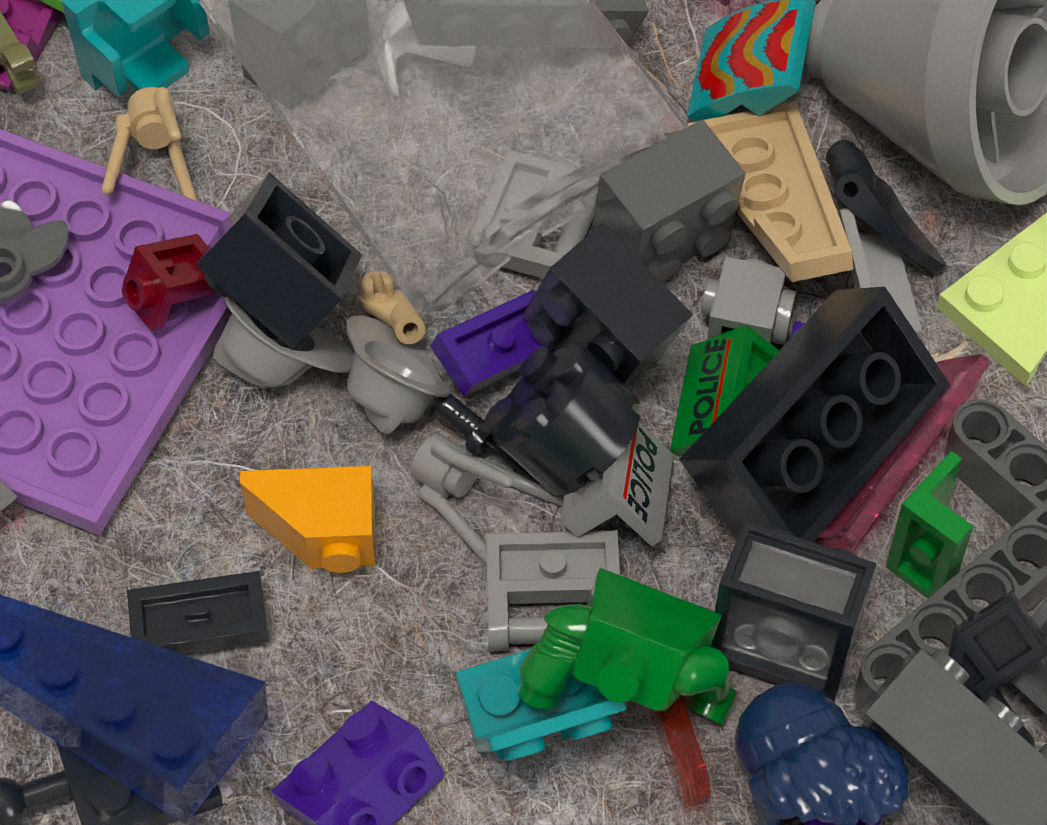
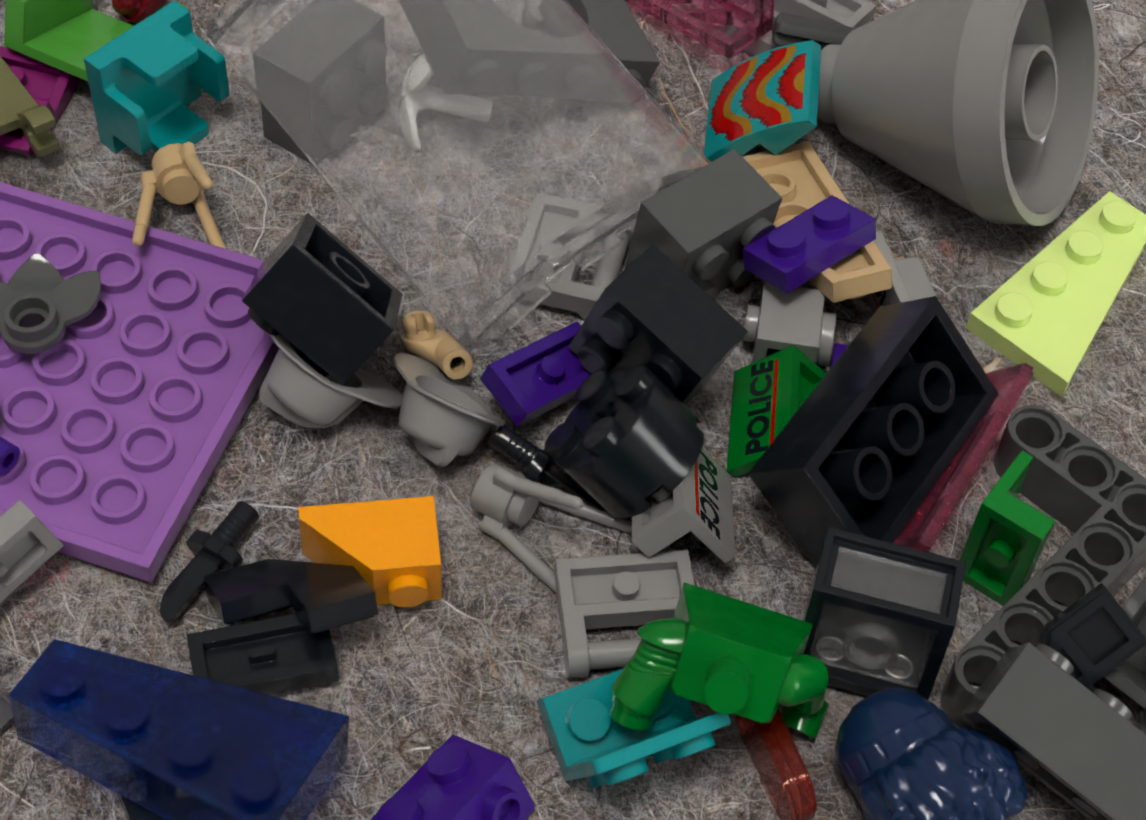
camera: 10 degrees left, 5 degrees down
(160, 509) = (212, 553): none -> black piece
(163, 276) = (205, 318): dark red bracket -> none
(256, 555) = (318, 592): none -> black tile
(772, 220) = (809, 243): none -> dark purple plate
(878, 204) = (878, 201): black arm -> none

